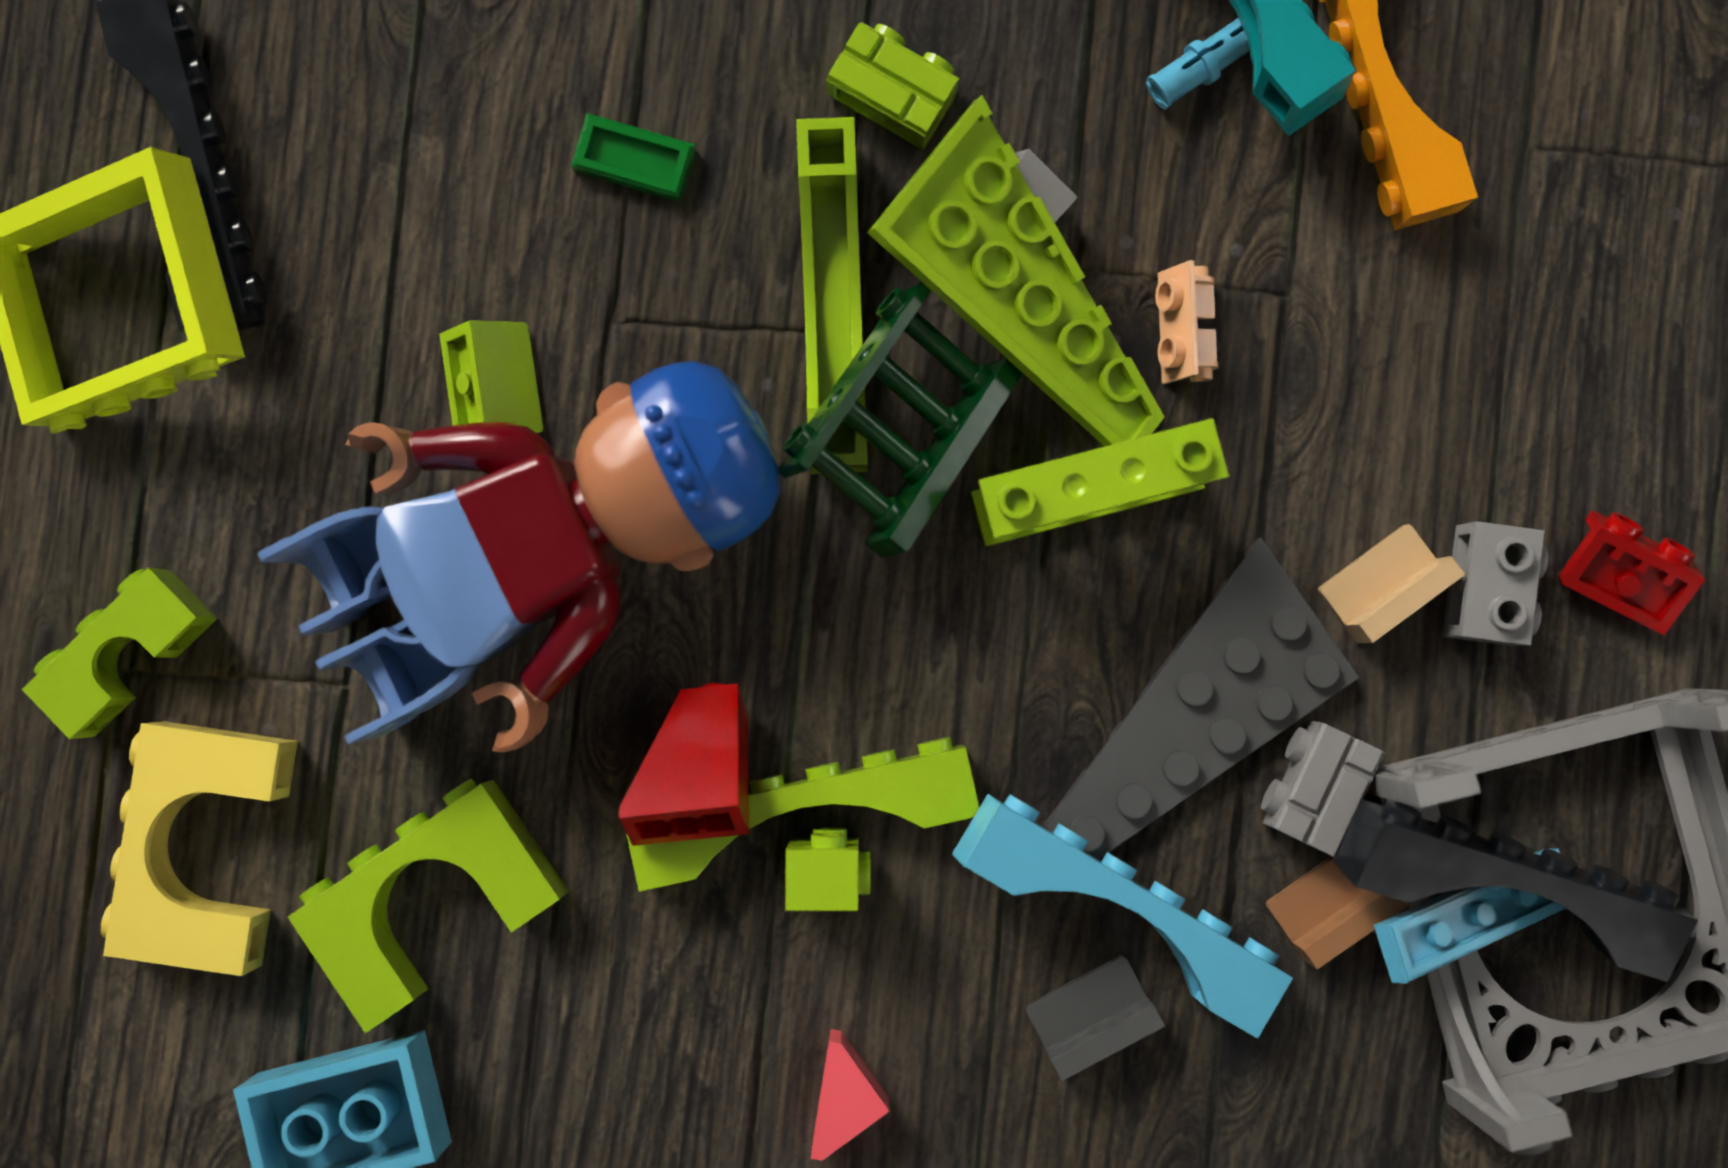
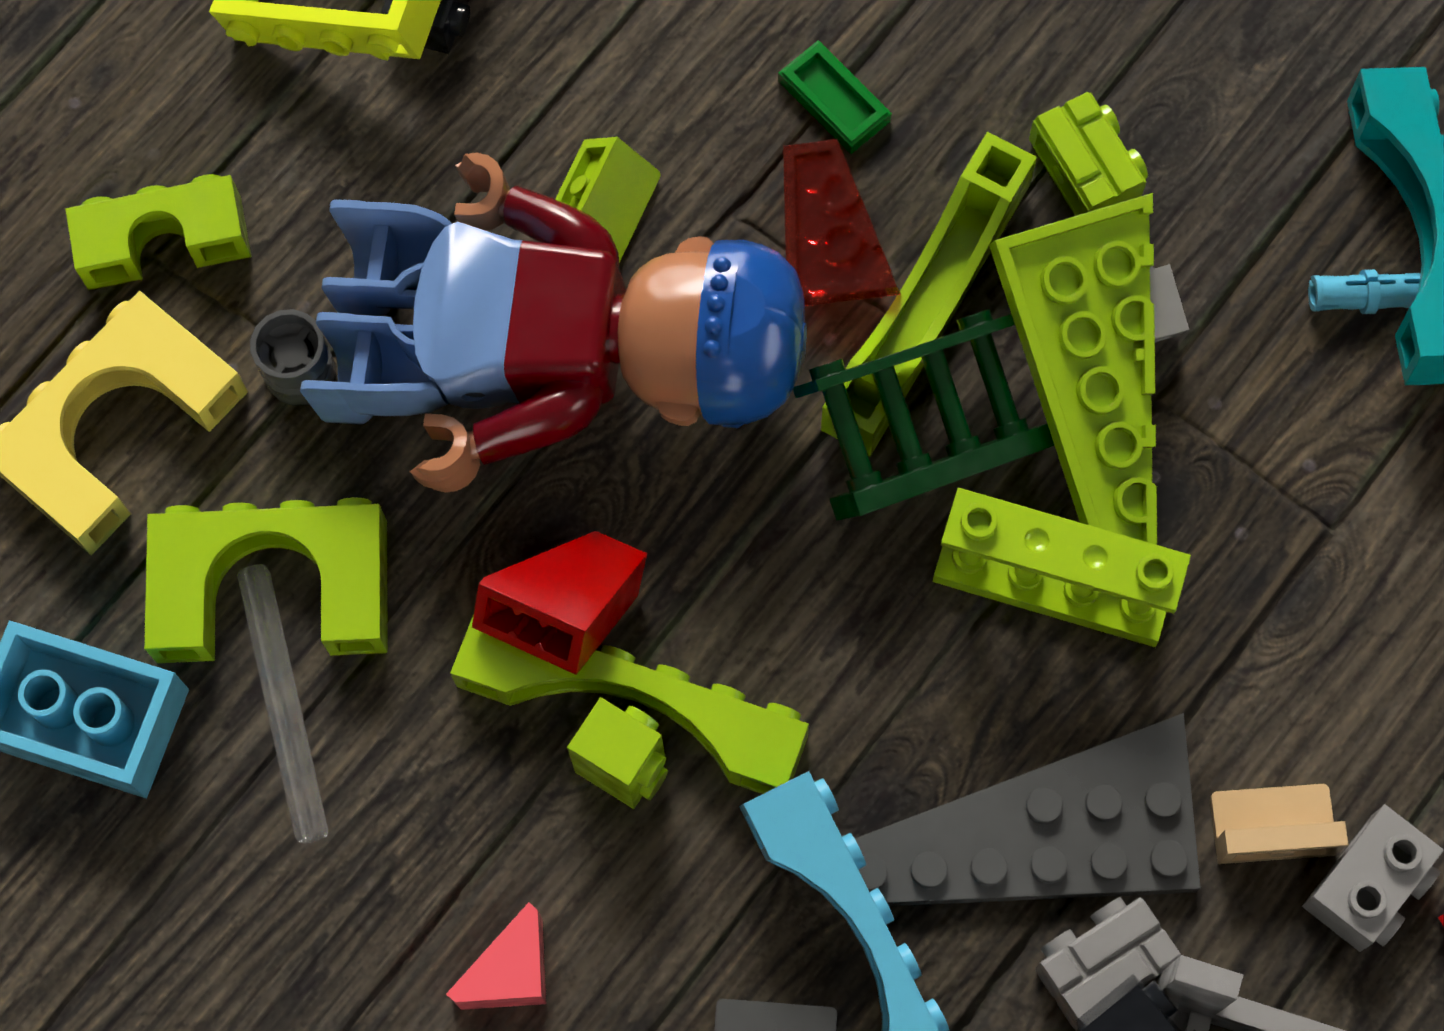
camera: 35 degrees right, 15 degrees down
(315, 699) = (289, 351): none -> dark grey wheel
(510, 992) = (282, 704): none -> clear axle
(708, 289) = (830, 228): none -> clear red wing
(1183, 298) = (1236, 473): light nougat hinge -> none

